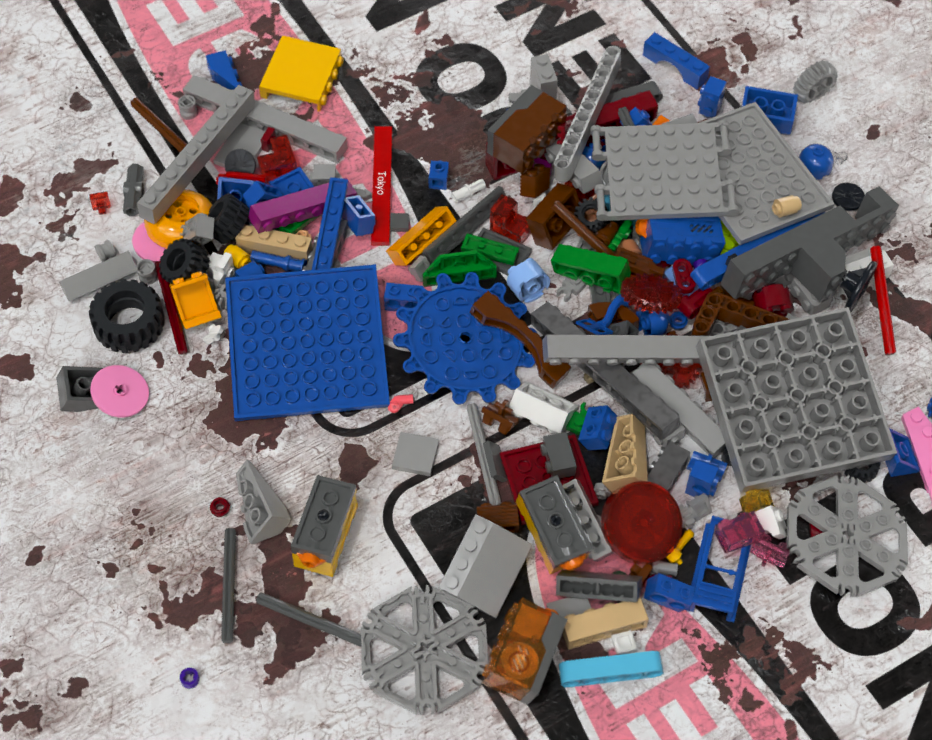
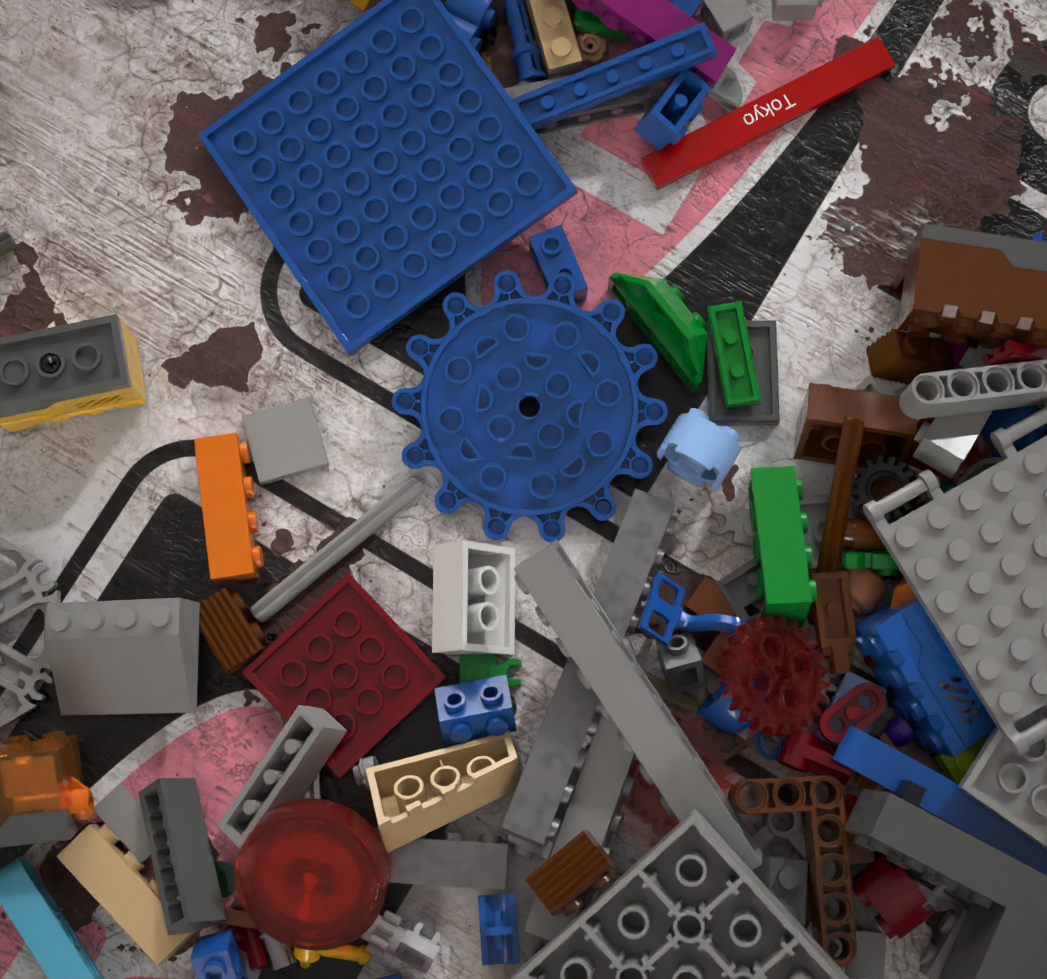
camera: 65 degrees right, 20 degrees up
(214, 333) = (335, 19): white piece -> none
(219, 502) = (38, 193): dark red plate -> none
(262, 508) = (63, 272): light grey wedge -> none
(398, 401) = (364, 364): coral arm -> none
(399, 222) = (709, 181): dark grey tile -> none
(419, 267) = (633, 260): light grey tile -> none
(421, 236) = (693, 230): light orange brick -> none
(435, 491) = (227, 508): none -> orange brick
(438, 175) = (838, 192): blue brick -> none
(466, 224) = (761, 291): dark grey tile -> none
(468, 190) = (837, 257): white axle -> none
(493, 313) = (591, 423): reddish brown arch -> none
(494, 461) = (329, 571): dark grey tile -> none
(501, 413) = (416, 538): reddish brown hips -> none
(507, 221) = (805, 351): clear red brick -> none
(554, 525) = (228, 732): dark grey piece -> none
(558, 455) = (375, 673): dark grey brick -> none
(624, 643) = (112, 943): white tile -> none
(698, 414) = (571, 874): none -> reddish brown brick
(702, 479) = (459, 937): blue brick -> none

